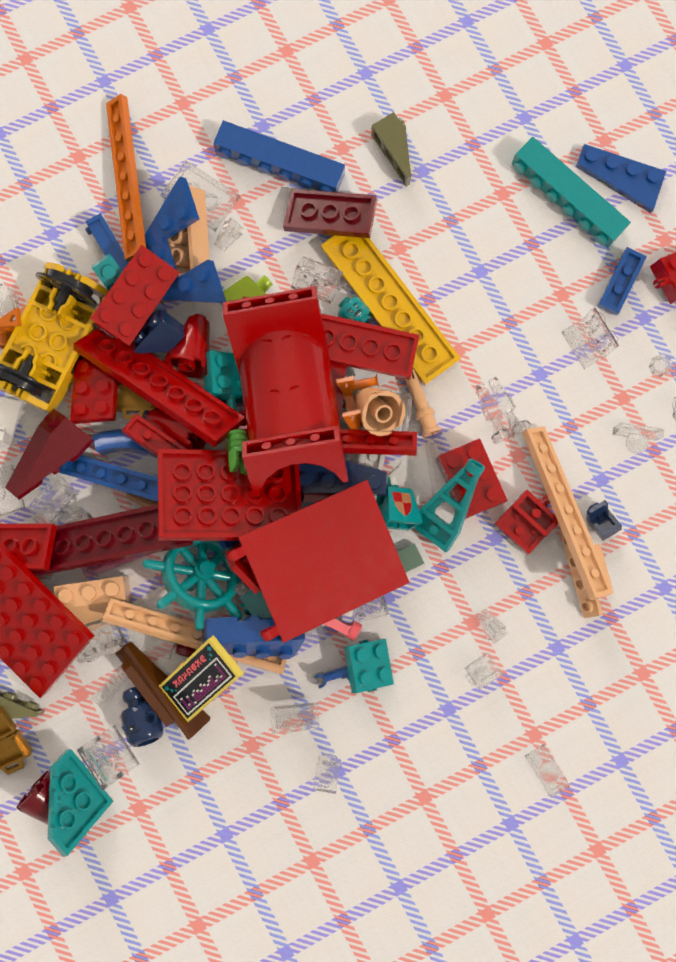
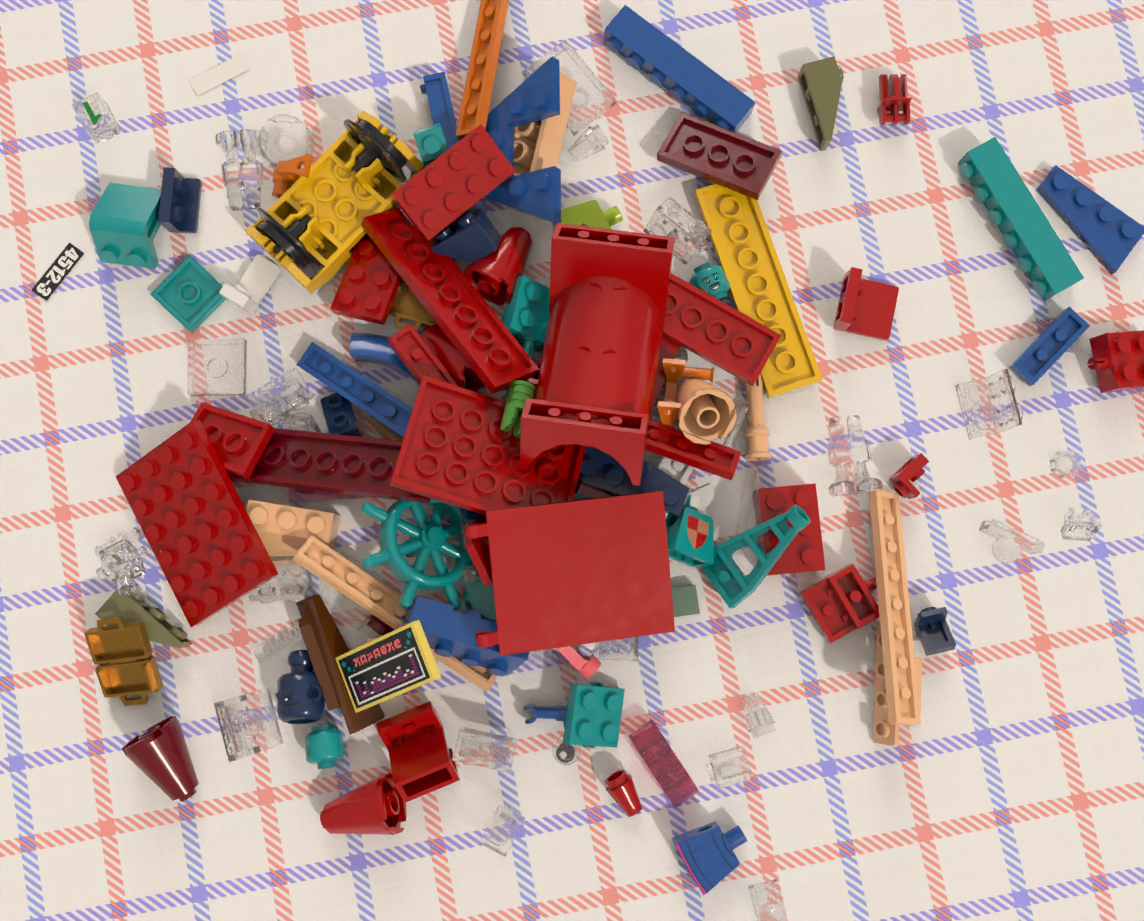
camera: 20 degrees right, 0 degrees up
(50, 447) = (297, 332): dark red wedge -> none
(73, 802) = (191, 764): teal plate -> none
(103, 500) = (340, 416): none -> dark blue bracket
(171, 755) = (324, 746): none -> teal head
(219, 792) = (366, 810): none -> red cone
(244, 736) = (418, 752): none -> red piece
(356, 701) = (565, 753): none -> clear tile
(409, 715) = (623, 791): none -> red cone
(432, 684) = (663, 763): none -> clear pink beam
(448, 130) = (893, 98): none -> red arm
(476, 293) = (865, 306): none -> red bracket
(488, 740) = (709, 853): none -> blue torso
(548, 407) = (909, 471): none -> red bracket

